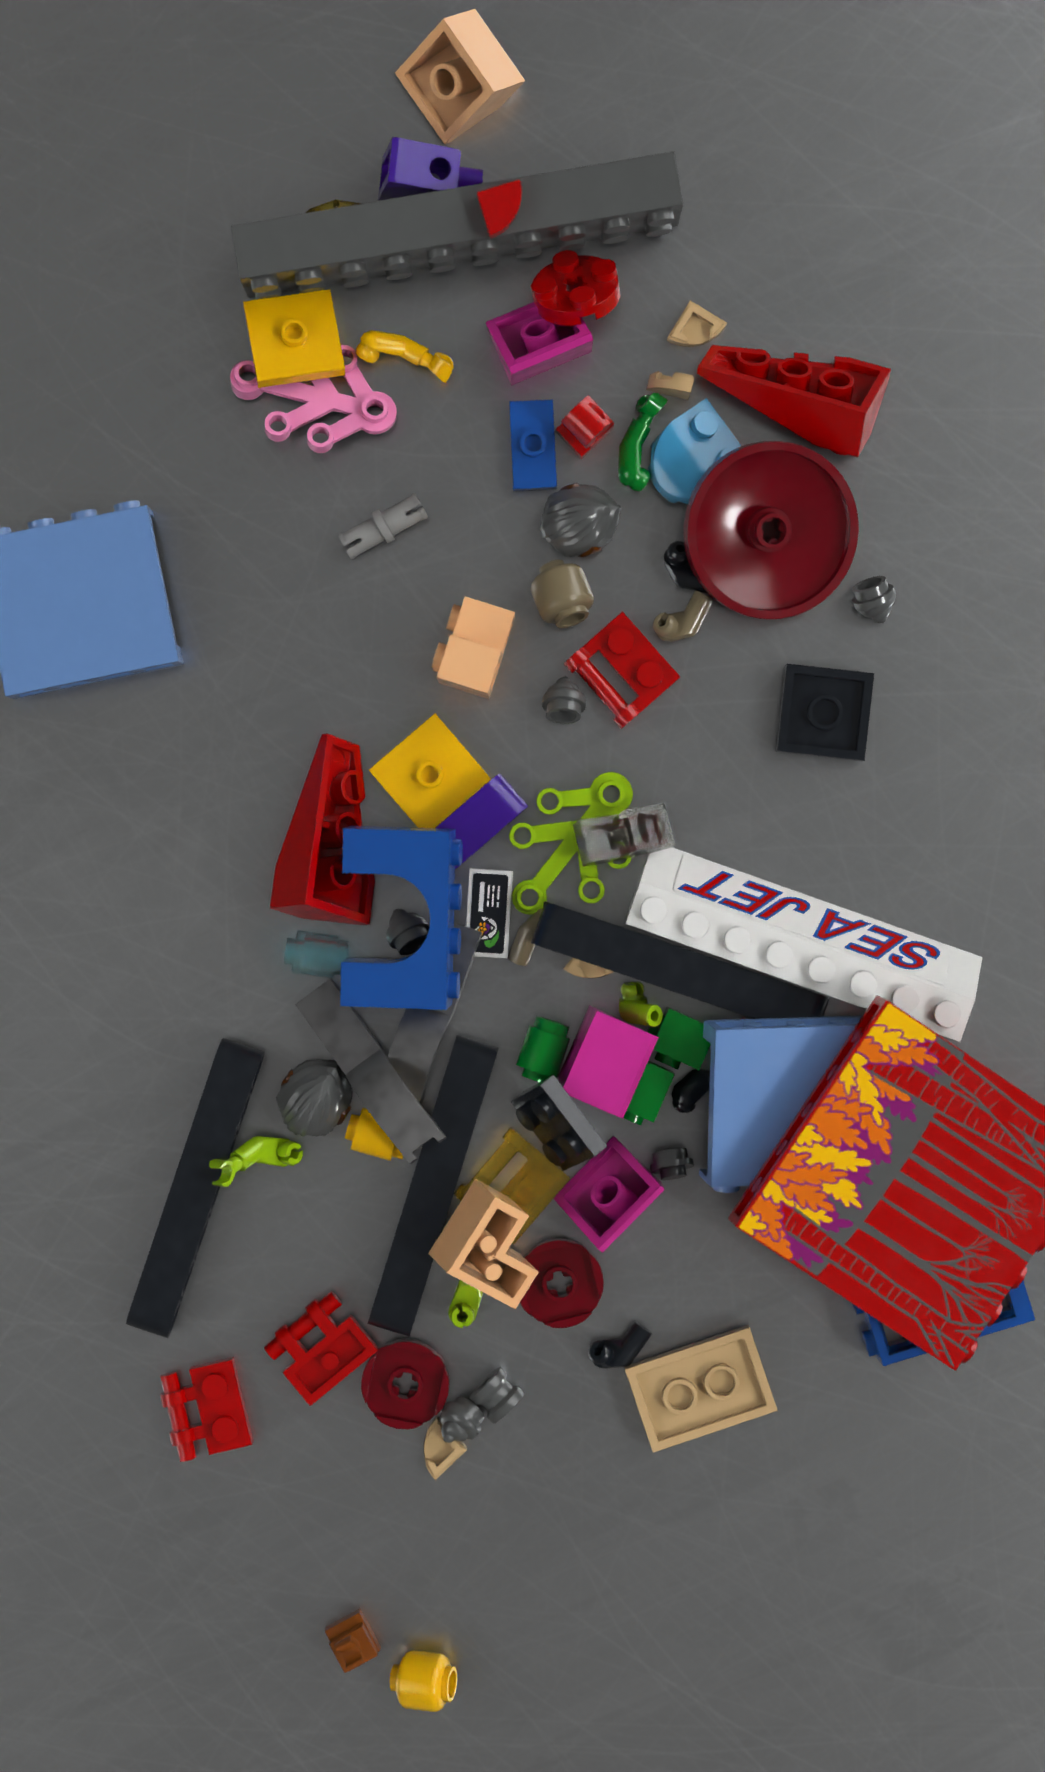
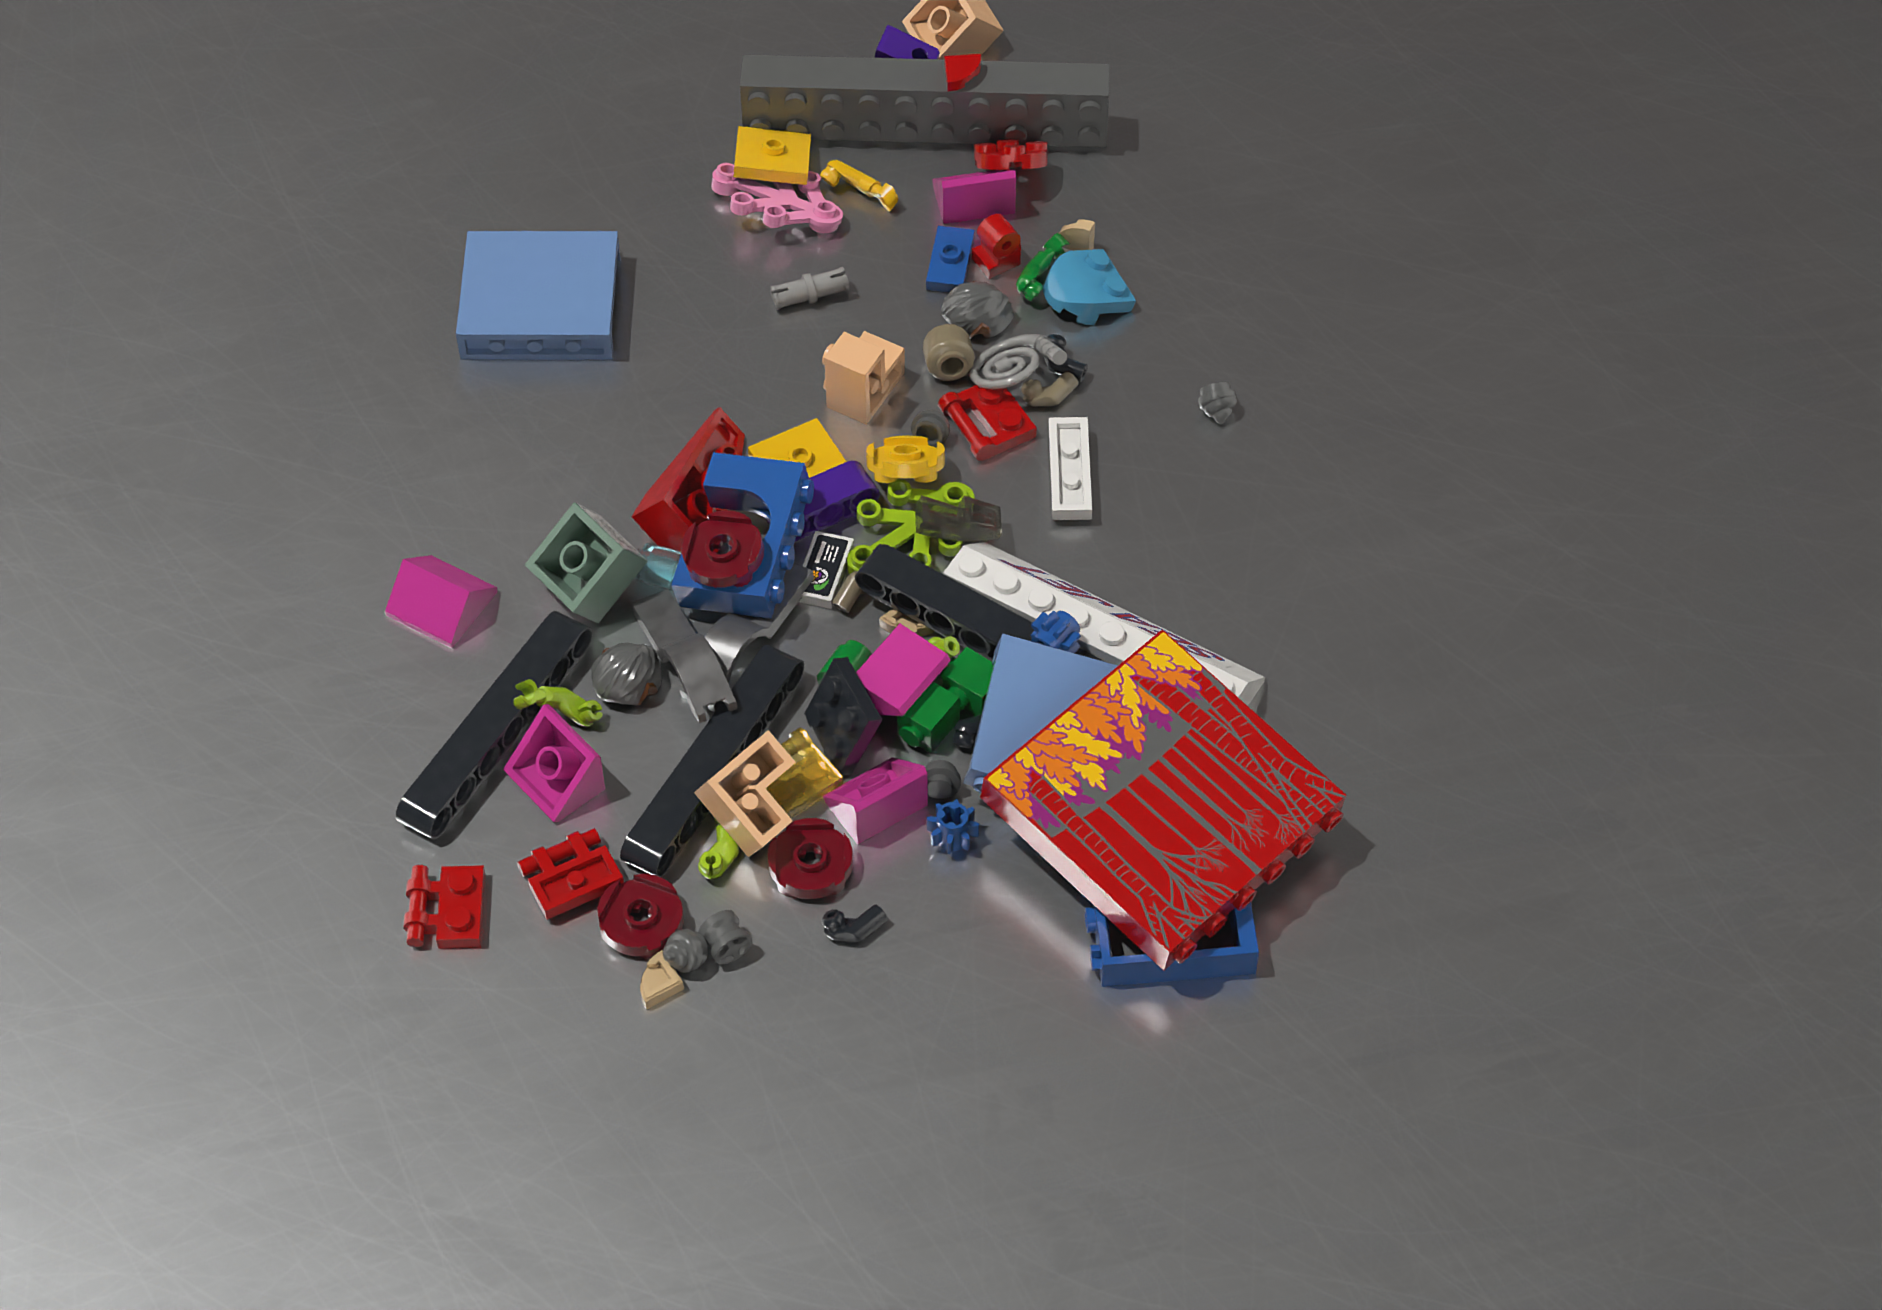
camera: 15 degrees right, 35 degrees down
(89, 1035) = (437, 598): none -> dark pink slope
(238, 984) = (586, 563): none -> sand green brick
(272, 1232) = (555, 766): none -> dark pink slope
(352, 1640) = (521, 1126): dark orange piece -> none
(369, 1137) = (671, 709): yellow brick -> none
(370, 984) = (726, 569): none -> dark red plate
(424, 1681) = (582, 1171): yellow head -> none
(551, 781) = (905, 458): none -> yellow plate
(629, 603) = (1006, 360): none -> light grey piece
(695, 327) = (1105, 208): tan tile -> none
(696, 1231) = (952, 826): none -> blue gear
(700, 1388) = (922, 969): tan plate -> none
(728, 726) = (1070, 468): none -> white plate
(765, 995) = (1057, 631): none -> blue gear
(771, 529) = (1137, 332): dark red dish -> none
(817, 400) = (1198, 265): red wedge -> none
(825, 712) = (1157, 472): black plate -> none

